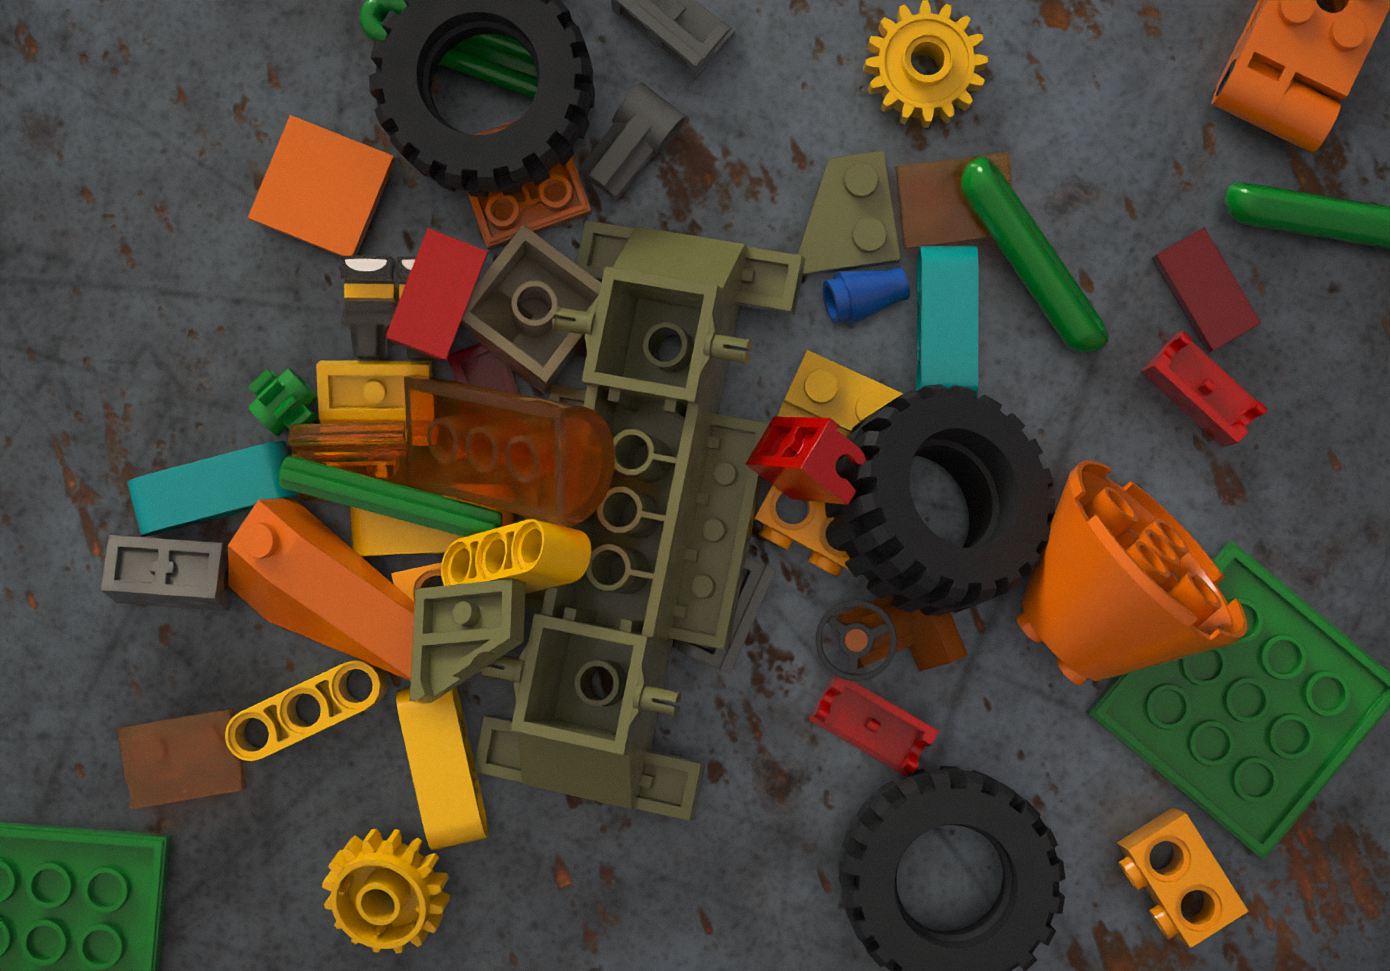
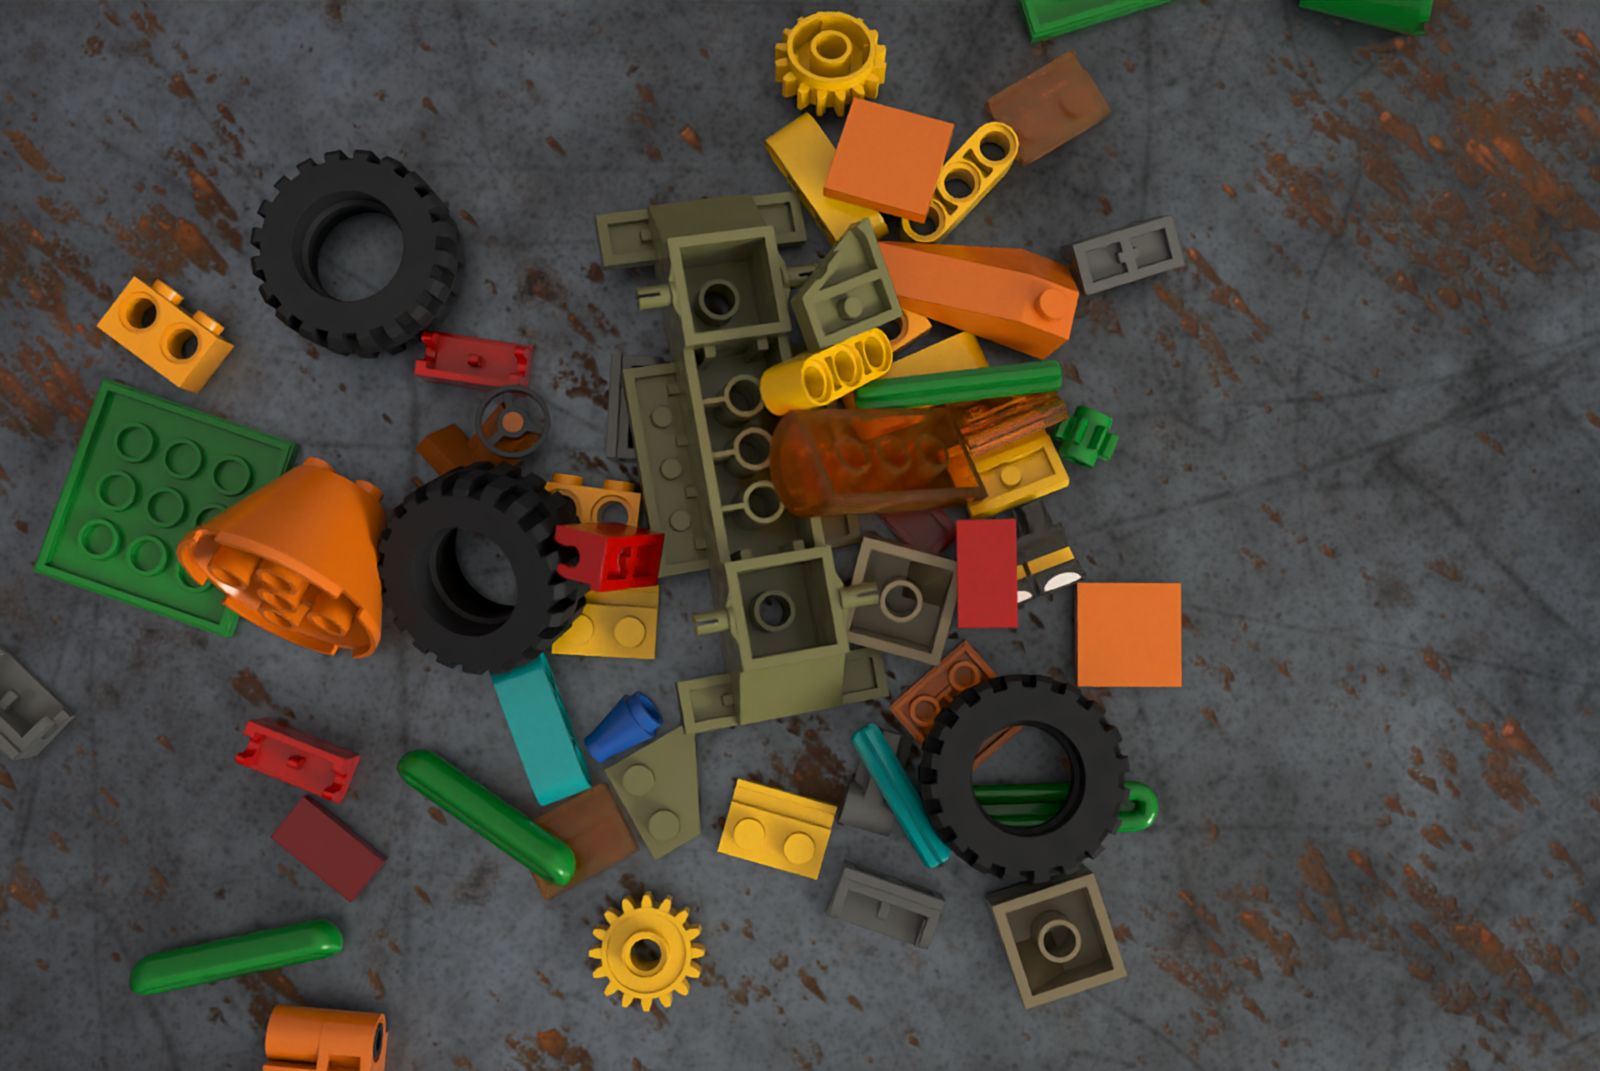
camera: 155 degrees right, 0 degrees up
(208, 488) = (1117, 339): teal beam -> none
(366, 759) = (888, 160): none -> orange tile
(613, 115) = (899, 794): none -> teal axle
(749, 135) = (777, 828): none -> yellow plate

